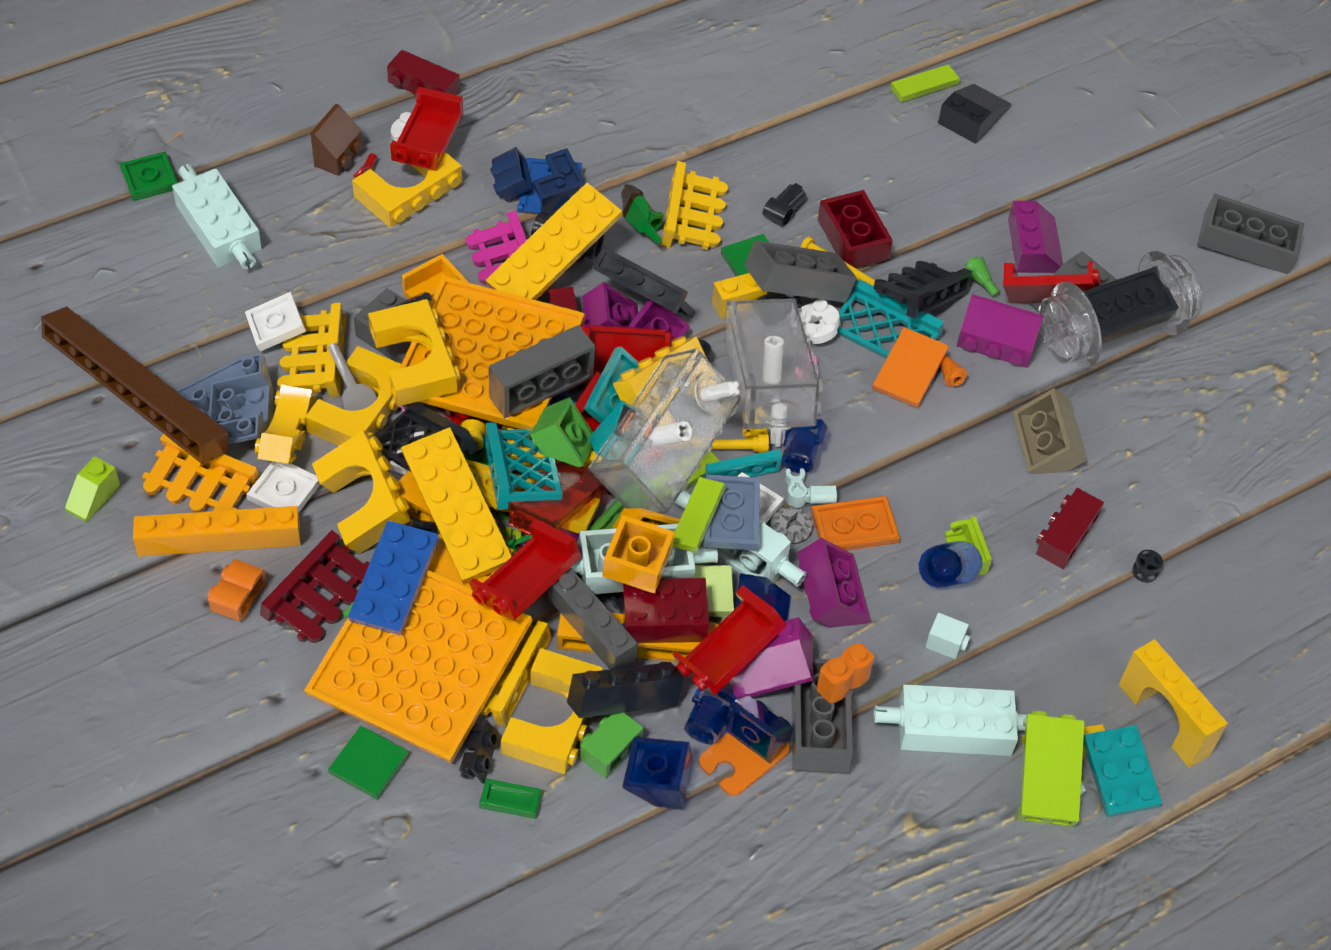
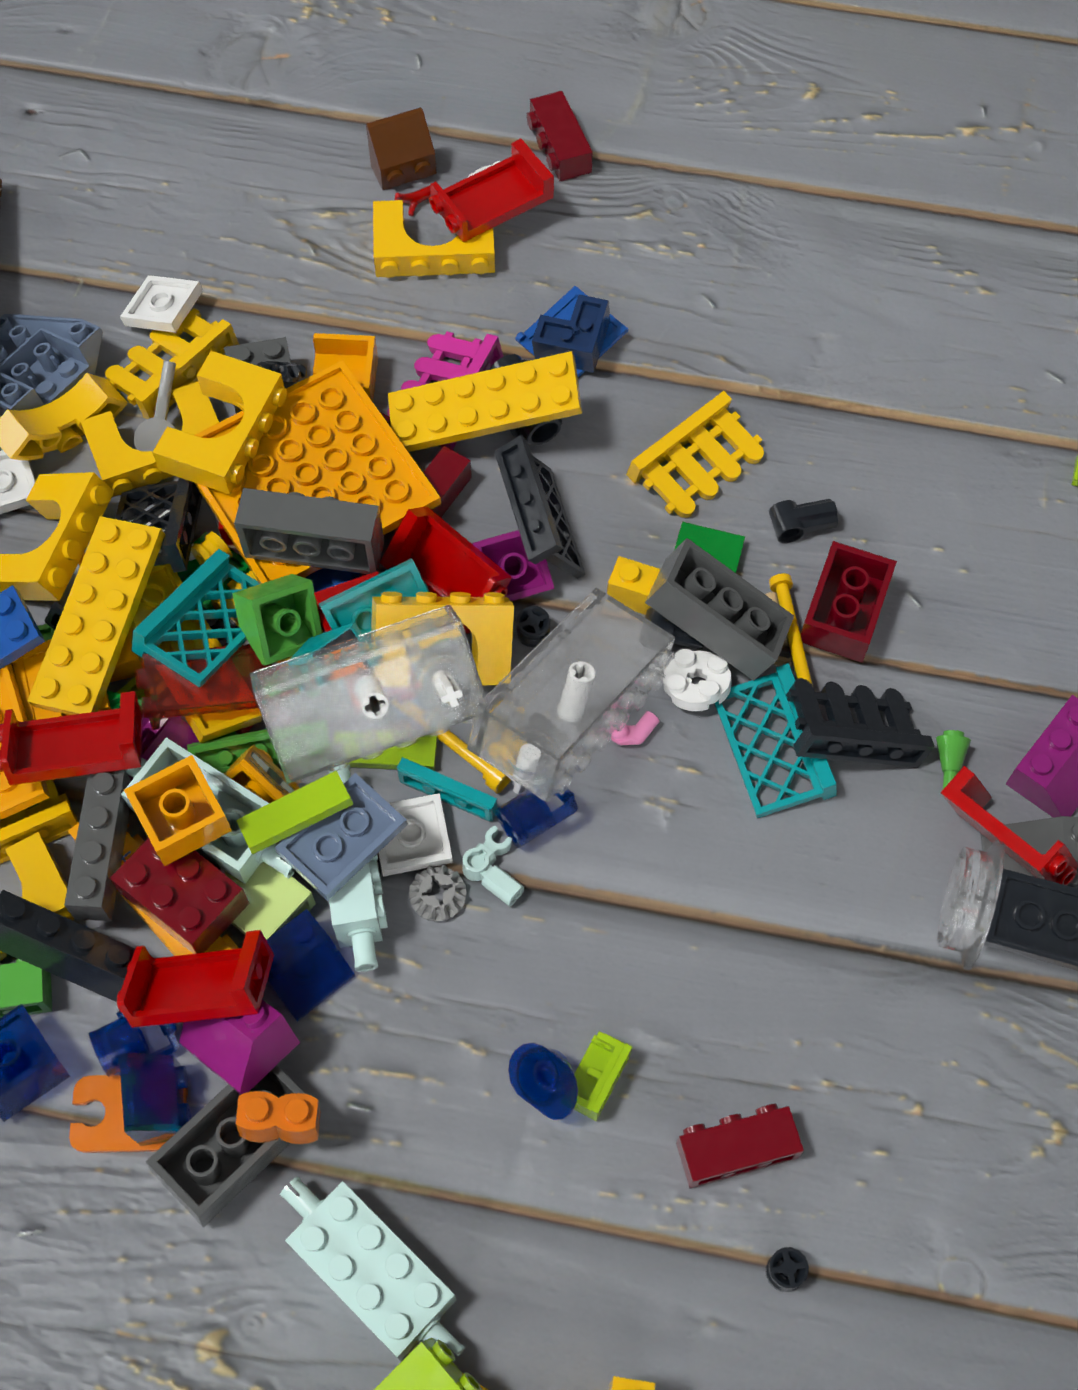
camera: 45 degrees right, 10 degrees up
(148, 176) = (210, 82): green tile -> none
(216, 217) = (218, 161): light aqua brick -> none
(510, 174) = (539, 293): dark blue brick -> none
(608, 307) = (481, 510): magenta slope -> none
(640, 214) = (633, 423): green animal -> none
(833, 585) = (404, 1000): magenta slope -> none
(856, 523) = (506, 946): orange tile -> none
(910, 367) = (751, 809): orange tile -> none
(948, 636) = (465, 1162): light aqua brick -> none
(952, 372) = (795, 851): orange cone -> none
(999, 330) = (893, 844): magenta slope -> none
(1049, 434) = (833, 1013): dark tan slope -> none

